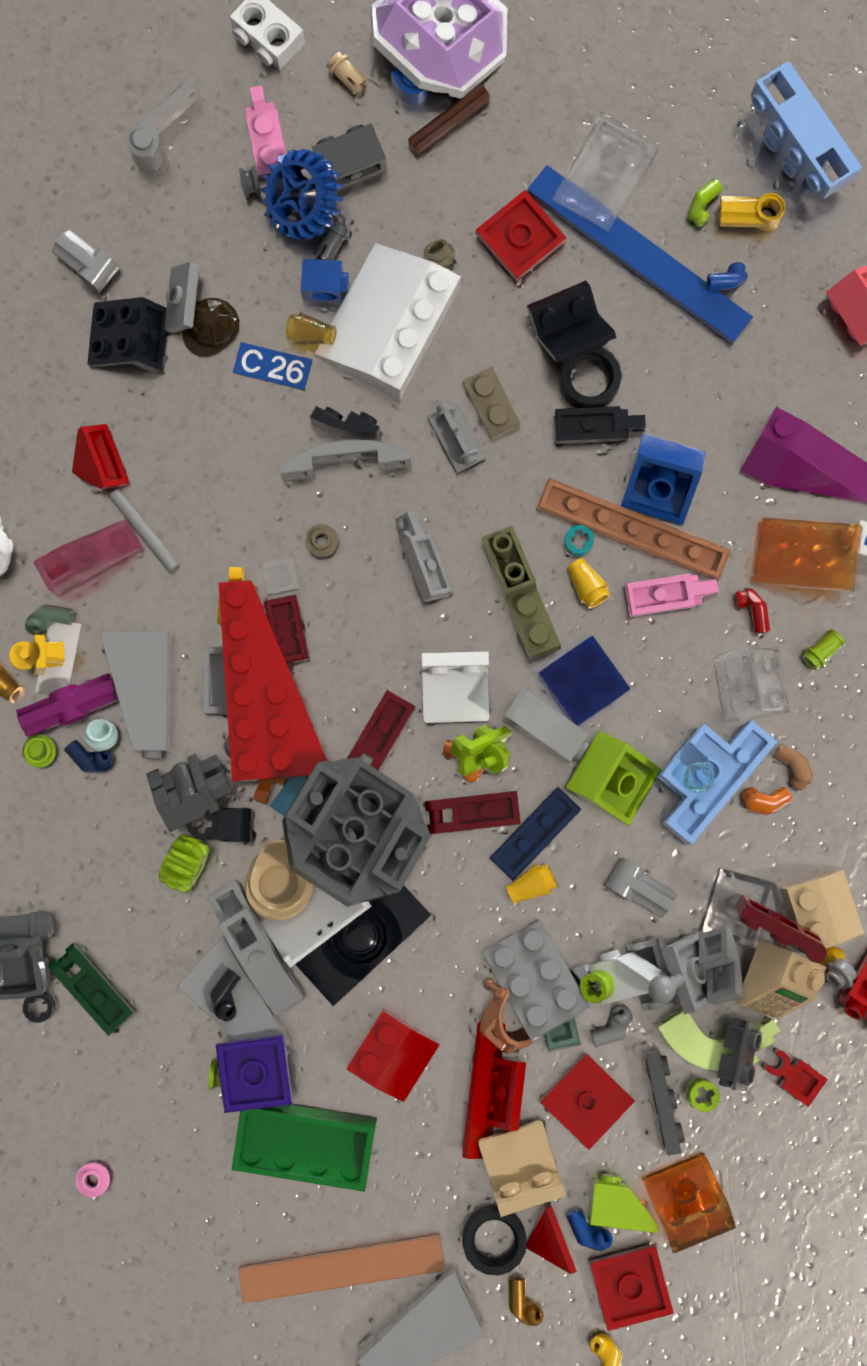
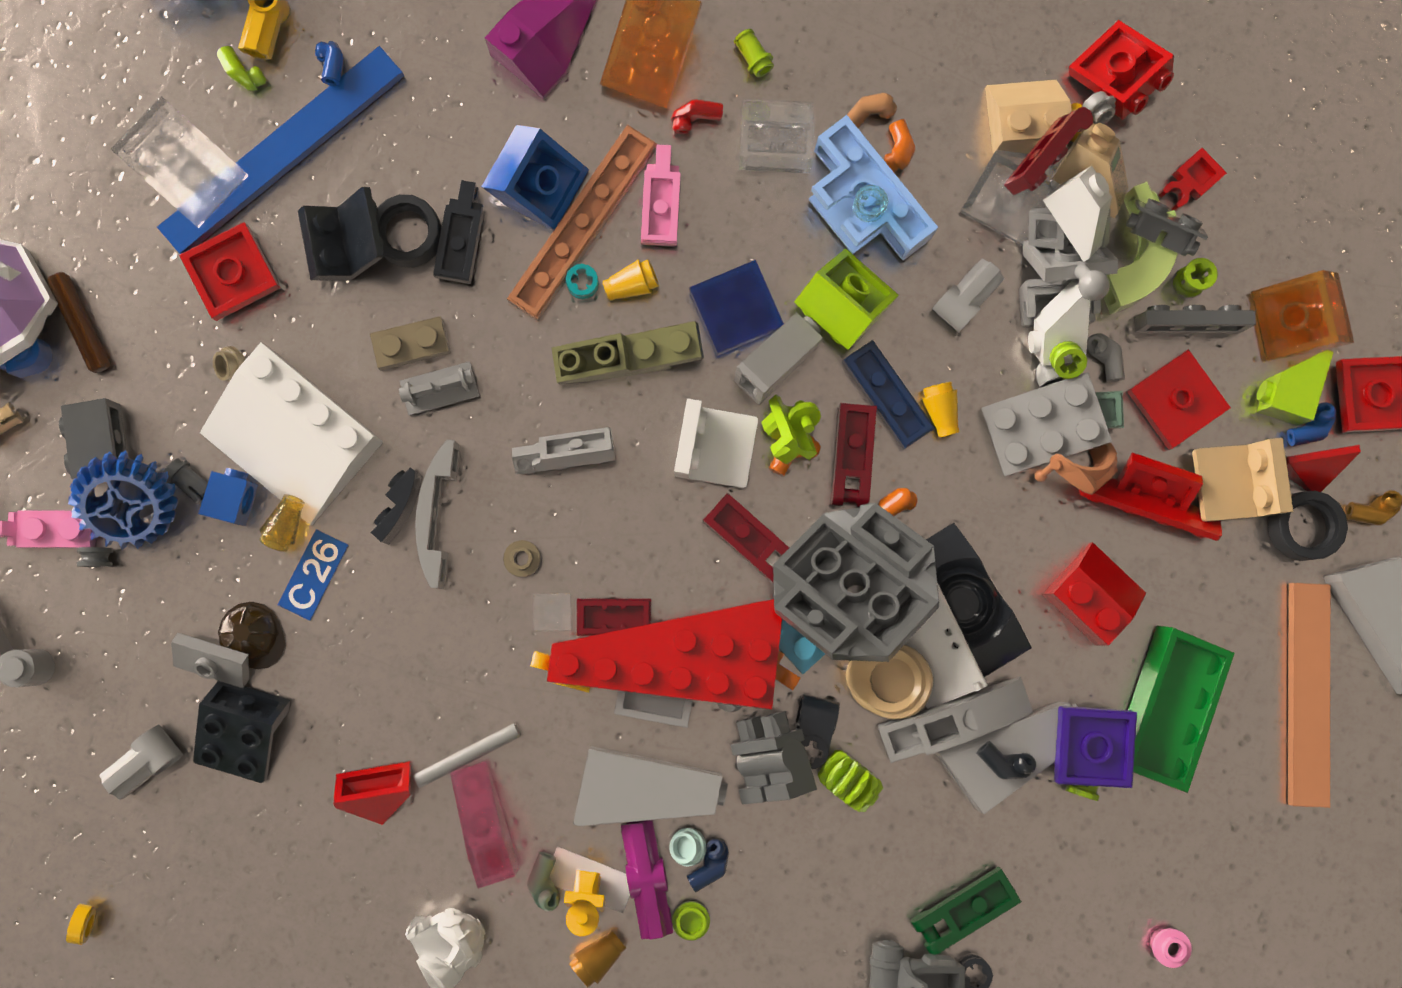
camera: 85 degrees left, 0 degrees up
(438, 860) = (898, 501): none -> orange arm
(731, 968) = (1082, 210): none -> white slope

